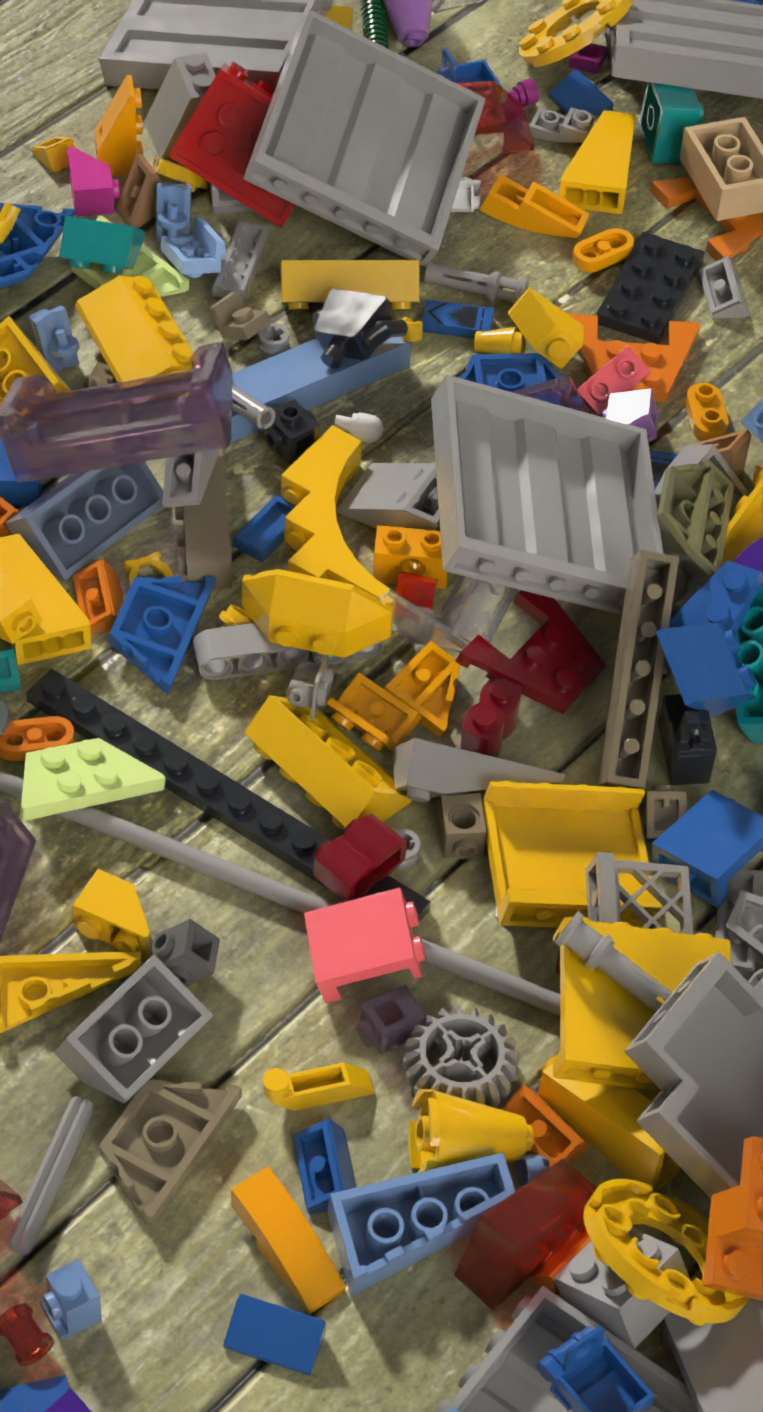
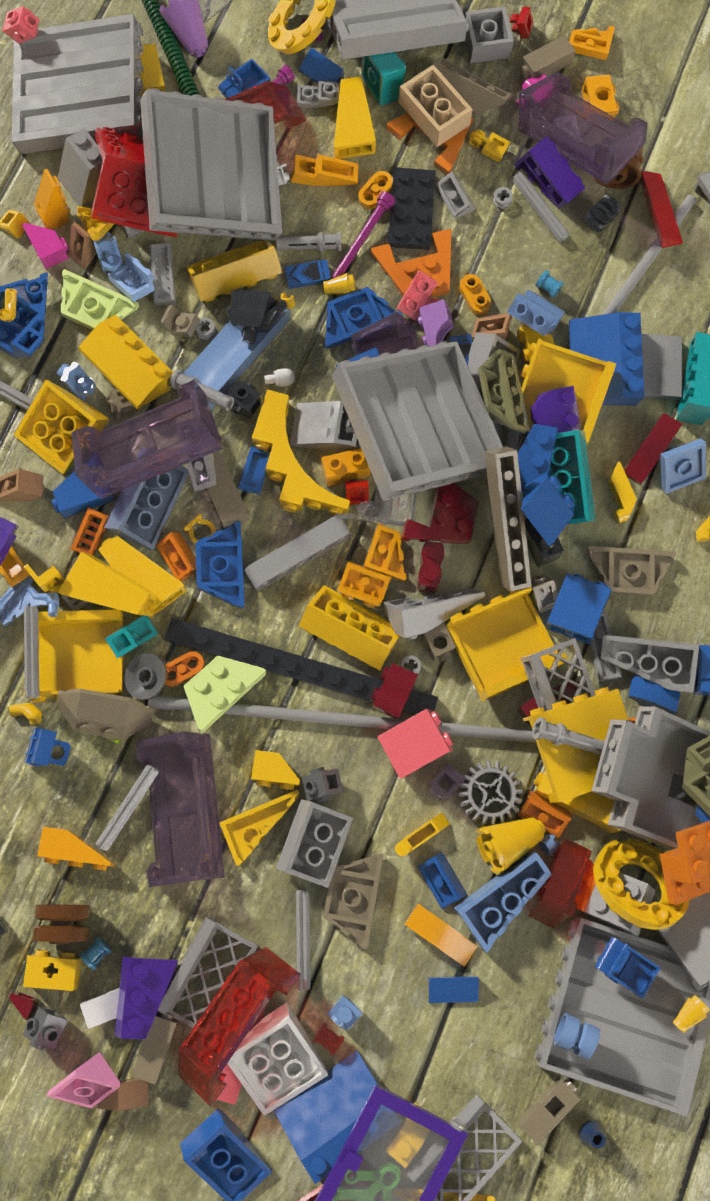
camera: 20 degrees left, 25 degrees up
(100, 243) = (75, 297): teal slope -> none
(235, 616) = (263, 546): yellow plate -> none
(311, 685) = (325, 589): light grey hinge -> none
(315, 612) = (310, 541): yellow wedge -> none
(547, 327) = (367, 269): yellow slope -> none
(610, 262) = (384, 202): none -> magenta piece

